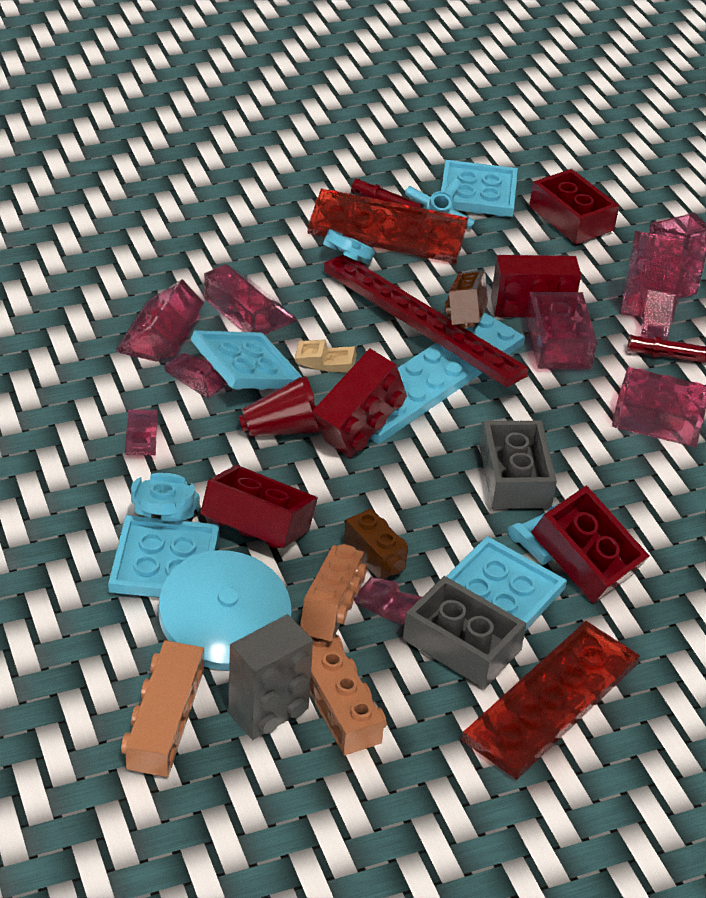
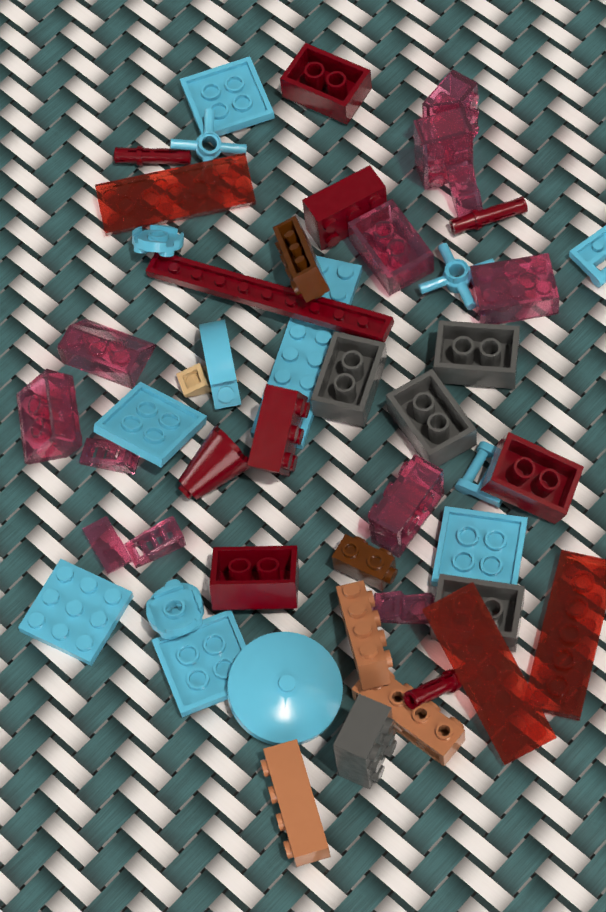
camera: 15 degrees left, 20 degrees up
(74, 470) = (76, 612): none -> medium azure plate
(197, 450) = (168, 546): none -> clear pink slope
(340, 344) = (220, 364): none -> medium azure arch
(393, 674) = (432, 689): none -> dark red pin
(441, 683) = (489, 673): none -> clear red plate
(448, 514) = (406, 505): none -> clear pink brick
(456, 403) = (349, 379): none -> dark grey brick
(595, 435) = (477, 354): none -> dark grey brick
(609, 376) = (453, 268): none -> medium azure bar

